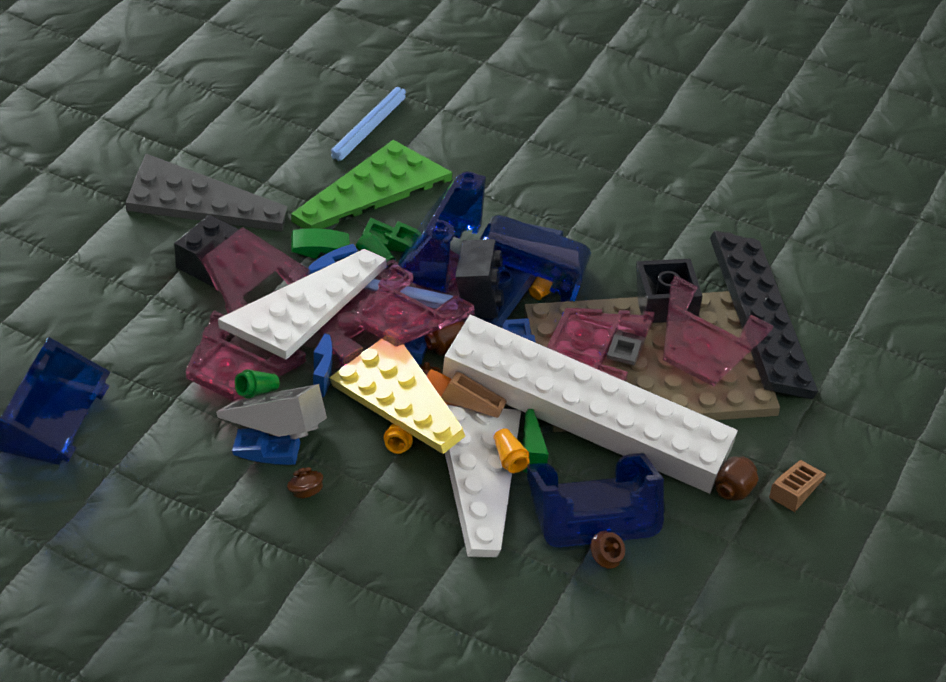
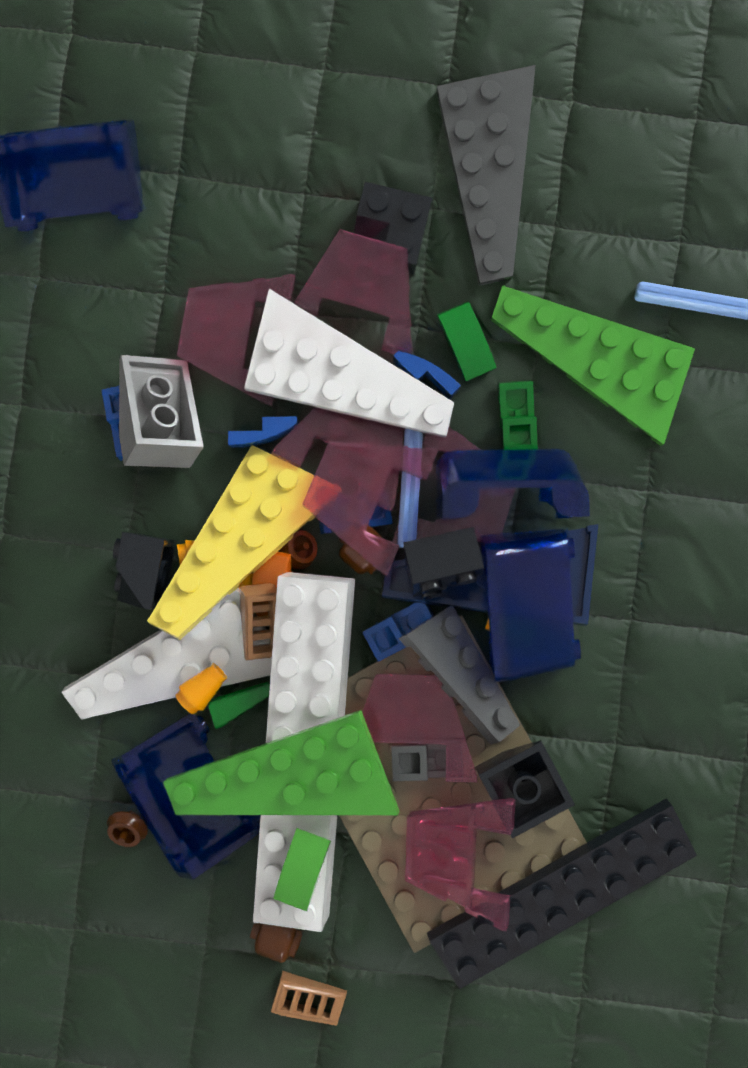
camera: 70 degrees right, 45 degrees up
(255, 383) = (191, 374): green cone -> none
(305, 482) = (86, 485): reddish brown hat -> none
(375, 245) = (478, 411): green cone -> none
(396, 455) = (143, 568): none -> black slope
(604, 386) = (305, 773): none -> bright green wing
(610, 295) = (455, 660): none -> dark grey wing
(685, 412) = (301, 869): none -> bright green slope

